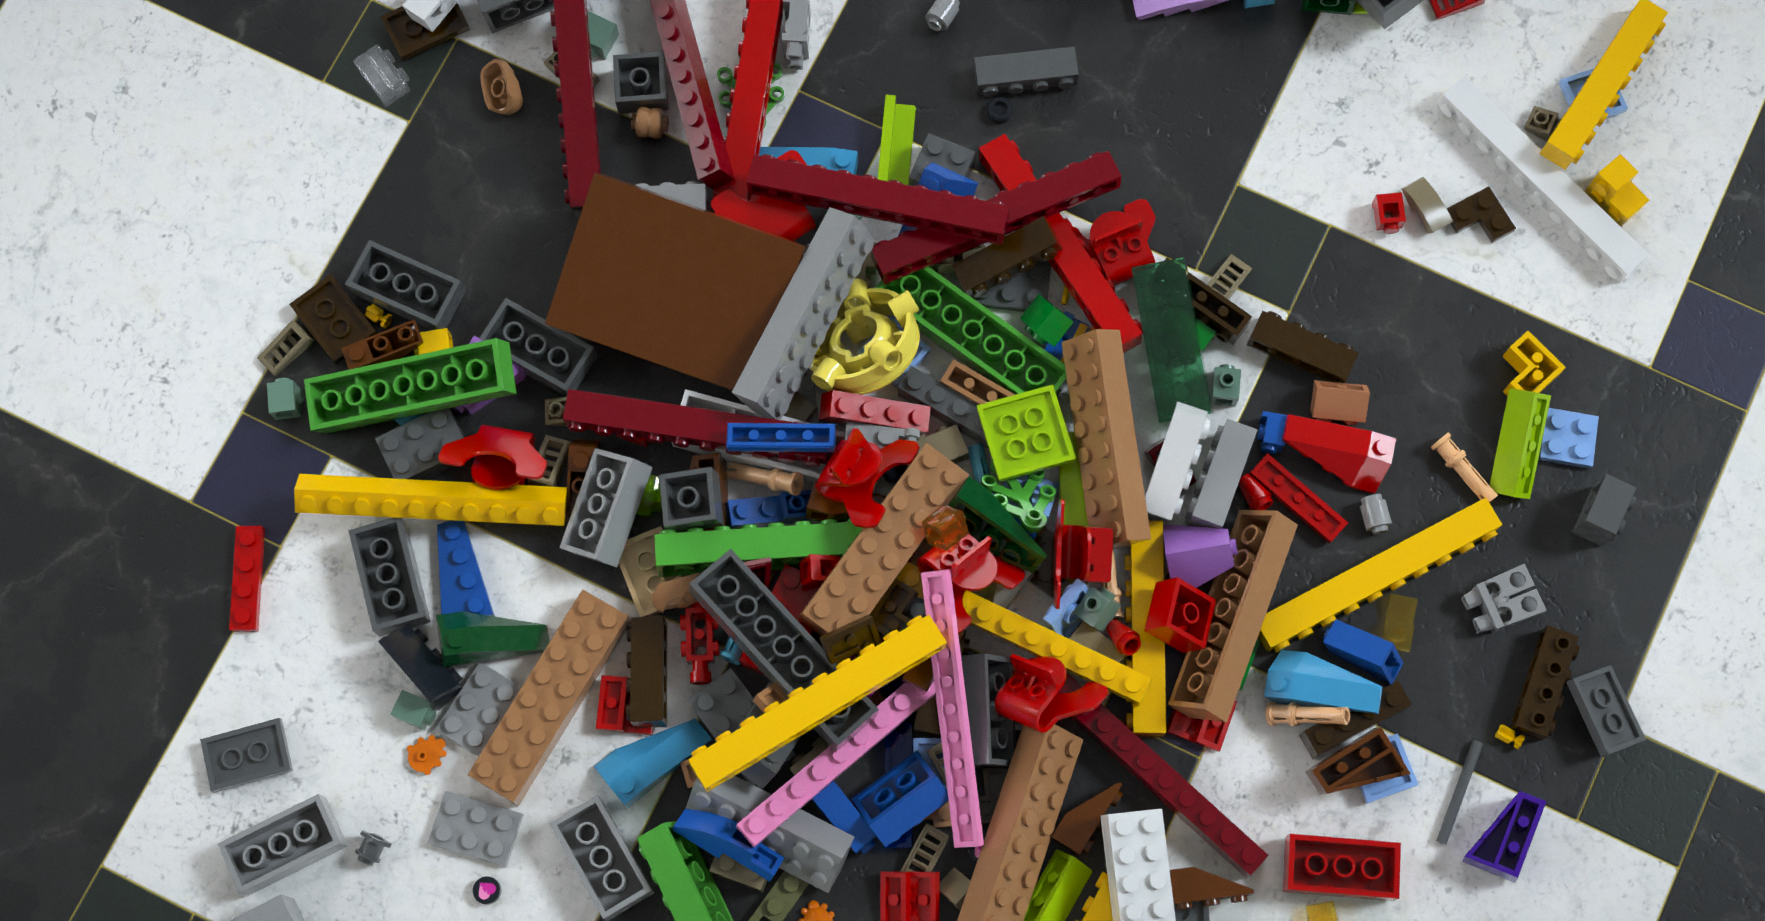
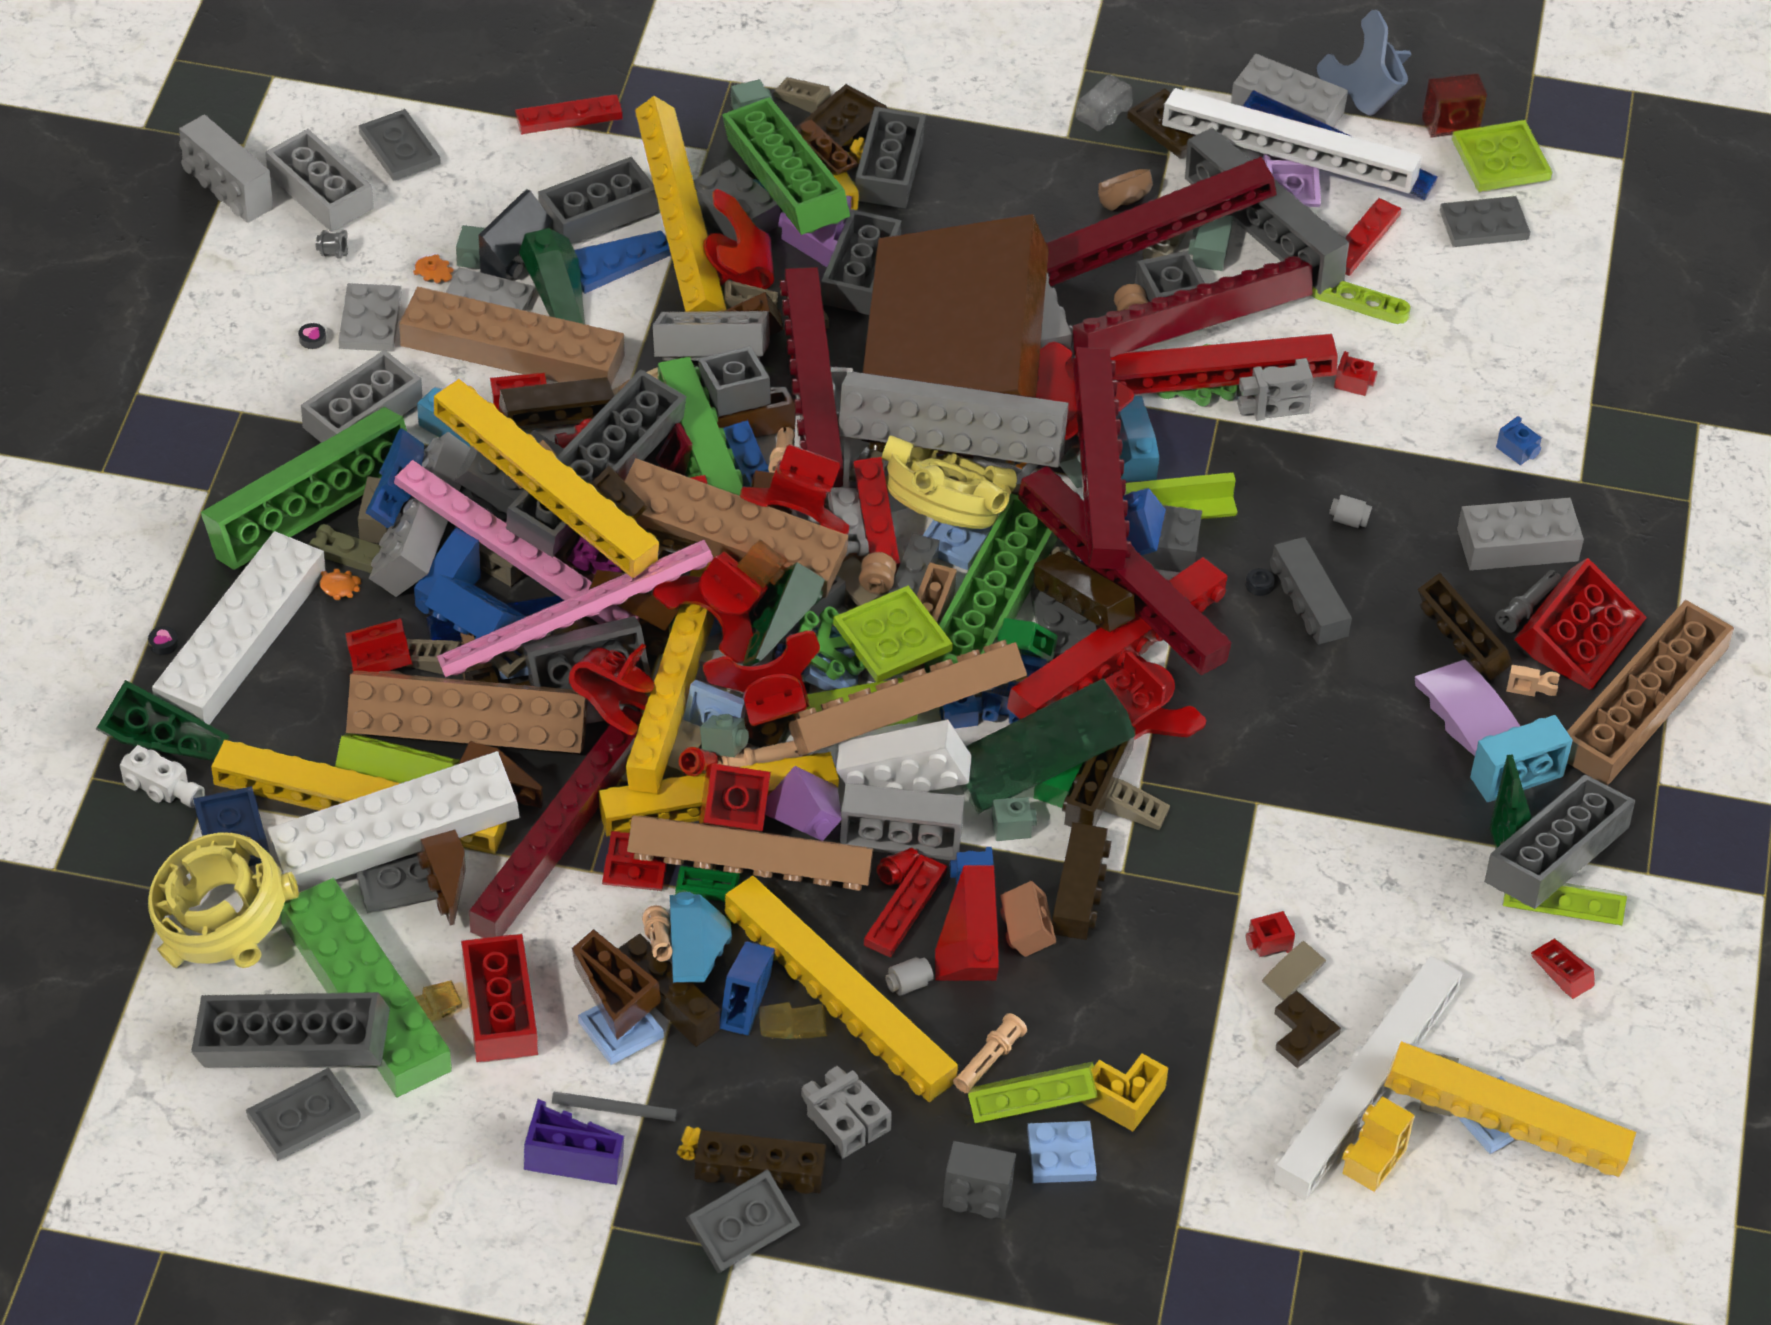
camera: 70 degrees right, 25 degrees down
(780, 437) = (815, 418): blue brick -> none
(945, 428) = (877, 573): none -> medium nougat piece

